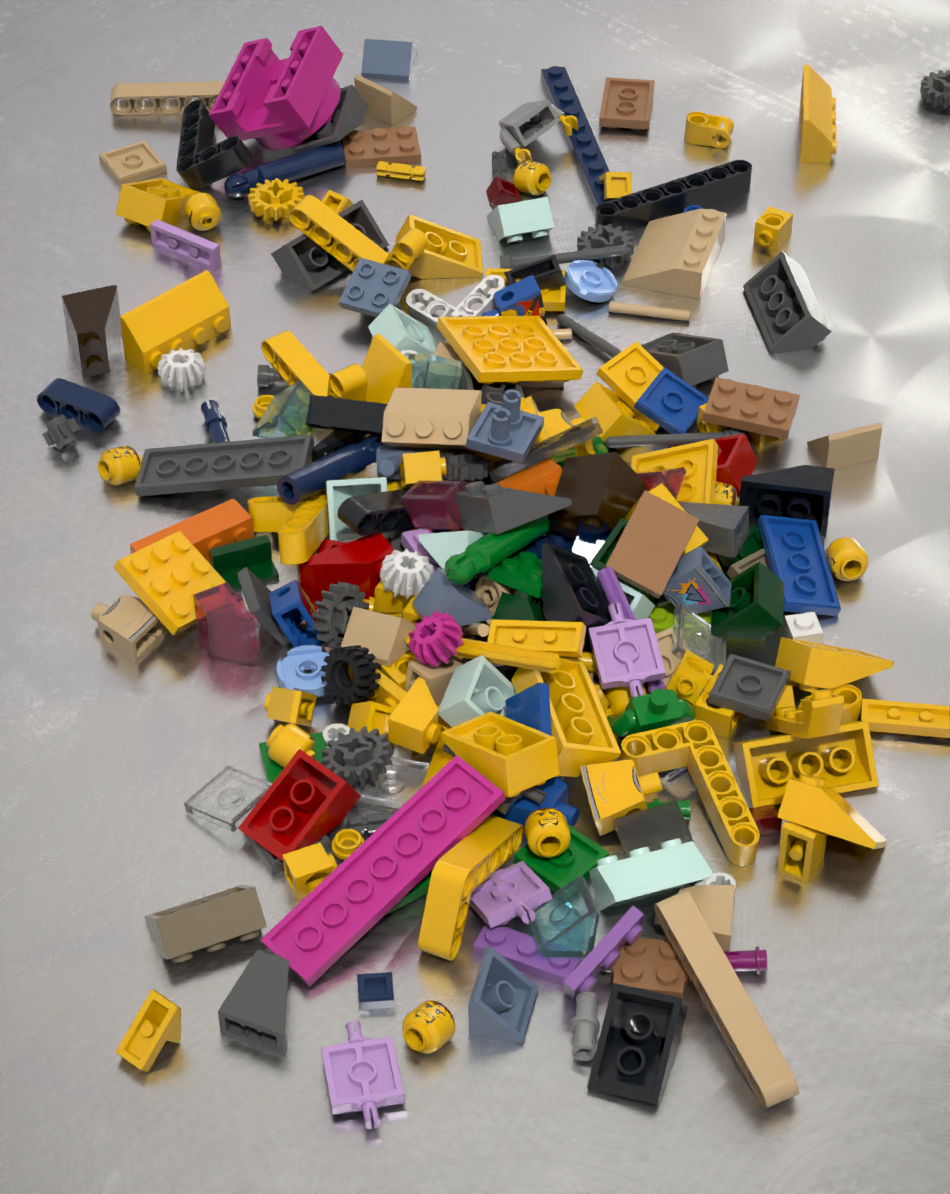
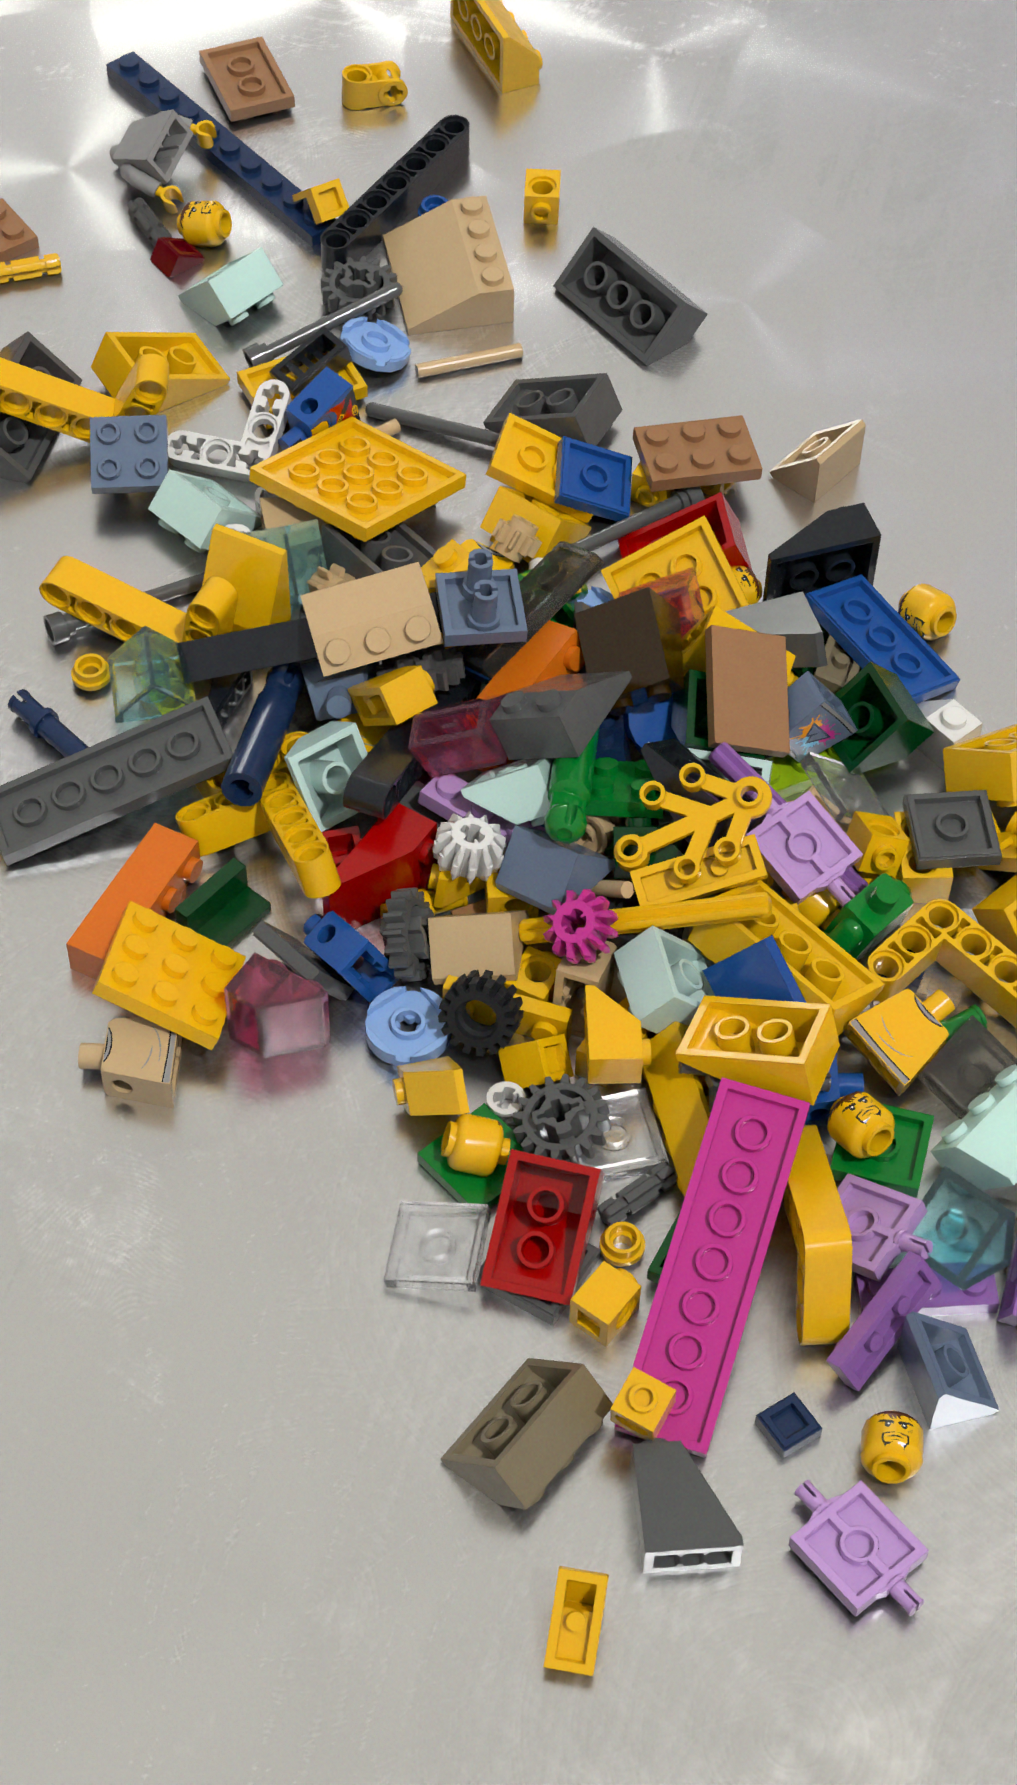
camera: 30 degrees left, 10 degrees up
(278, 928) = (642, 1405): none -> yellow brick
(465, 954) = (882, 1320): none -> medium lavender plate
(501, 608) = (698, 820): none -> yellow plant
(583, 411) = (516, 538): none -> tan gear

